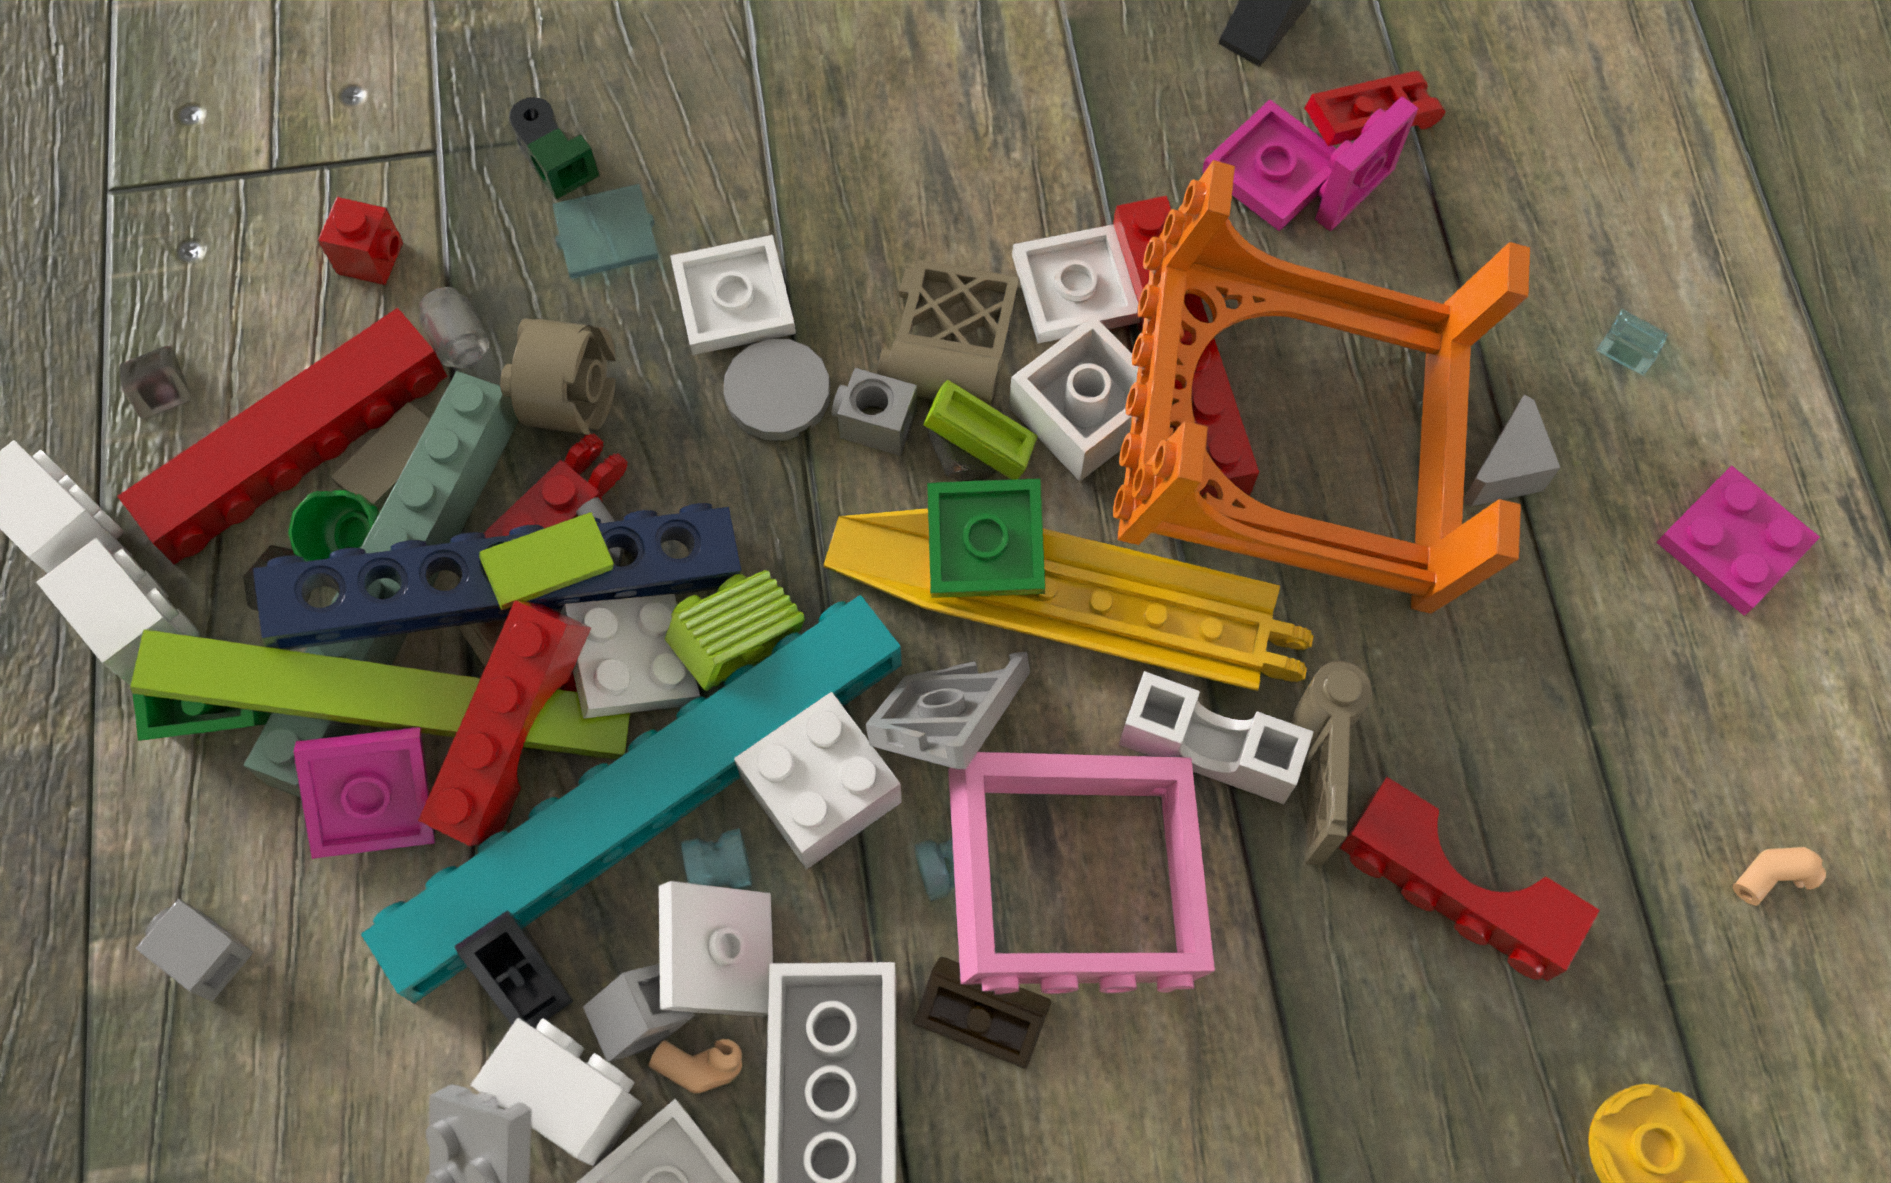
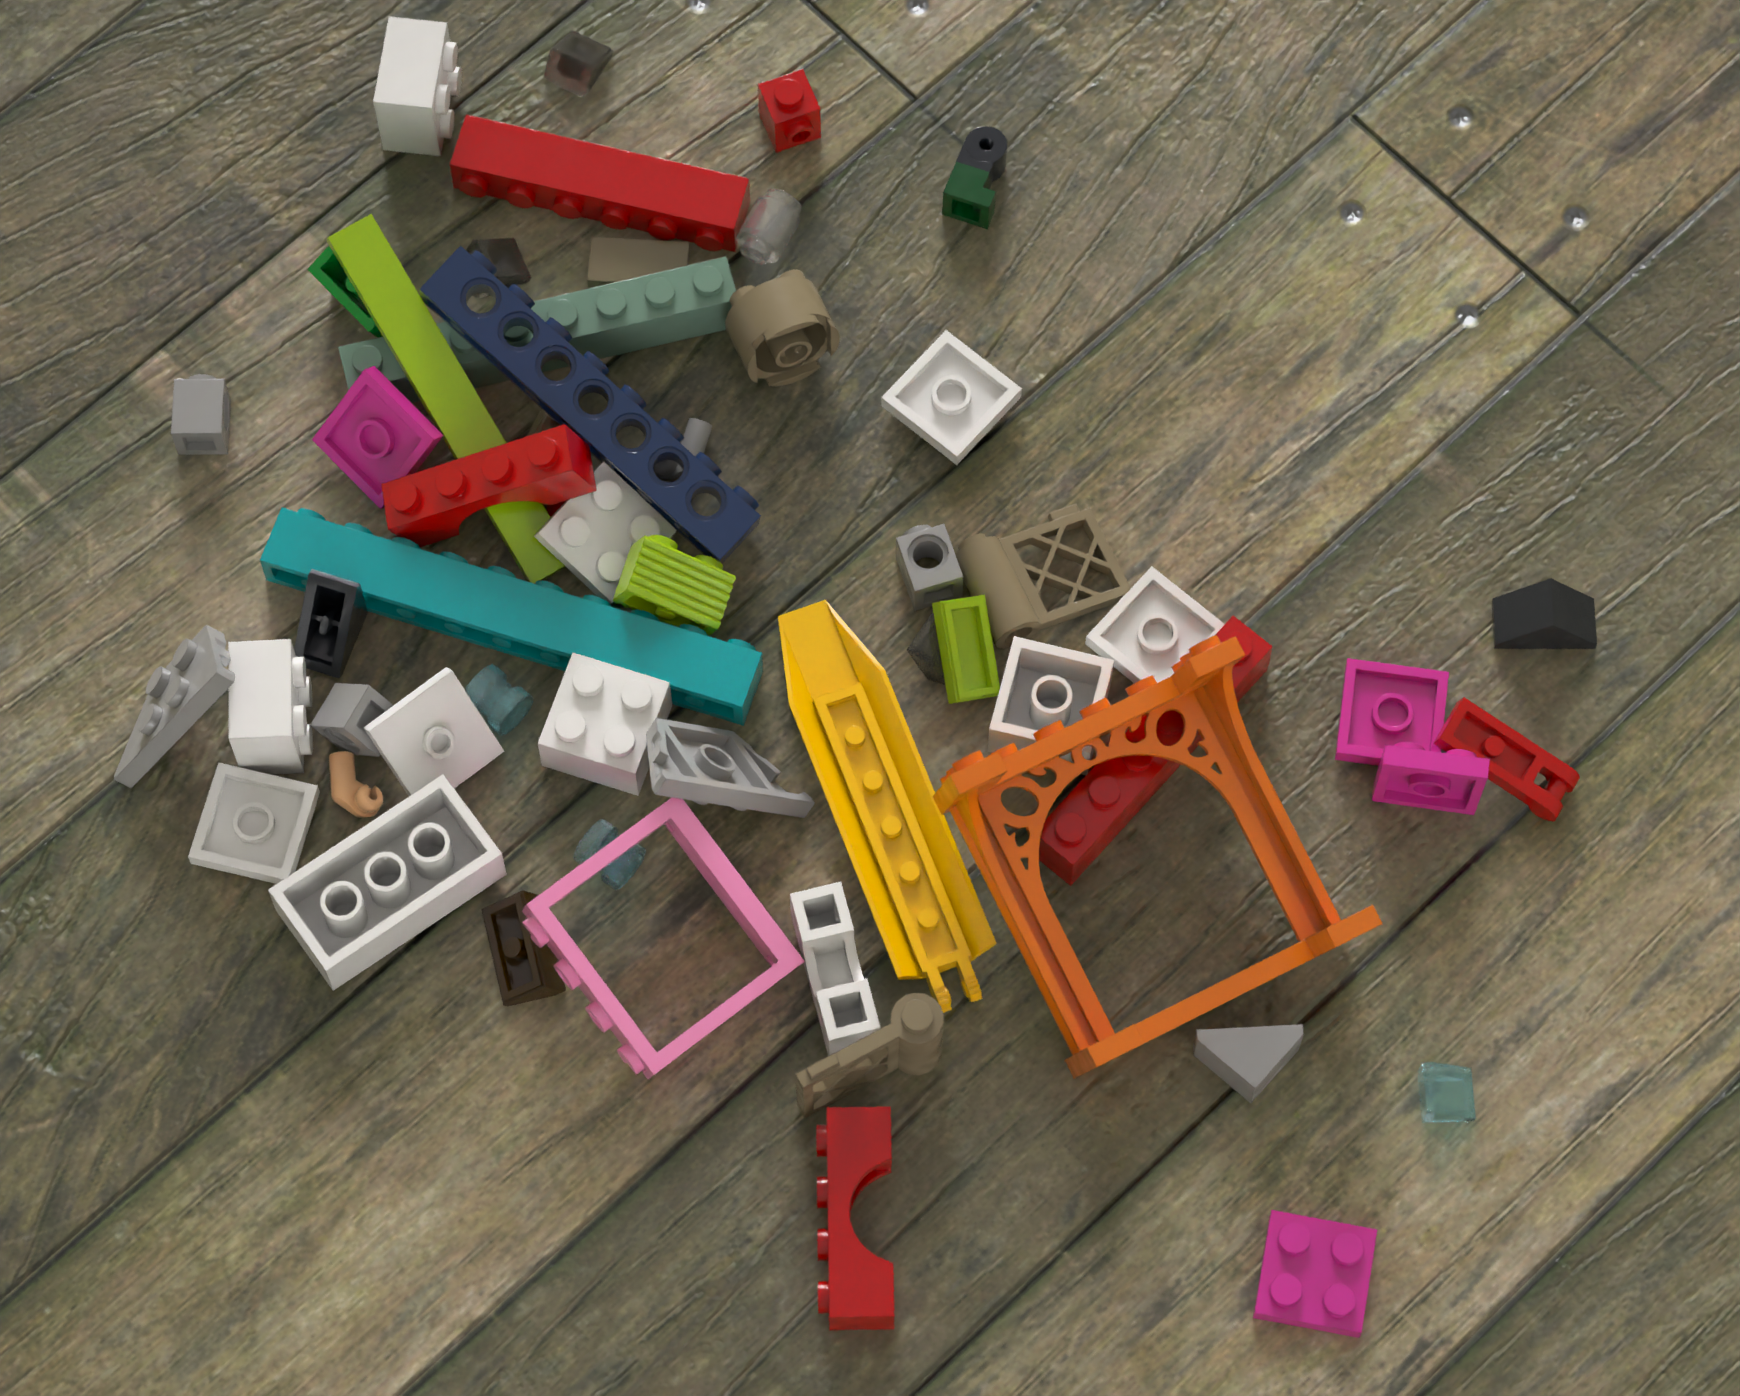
camera: 55 degrees right, 0 degrees up
(111, 604) = (388, 181): white brick -> none
(330, 523) = (549, 267): green hair -> none
(546, 560) = (615, 423): lime tile -> none
(562, 489) = (698, 397): red hinge -> none
(605, 231) = (940, 269): clear light blue piece -> none
(777, 389) = (898, 484): light grey tile -> none
(986, 538) = (870, 707): green plate -> none

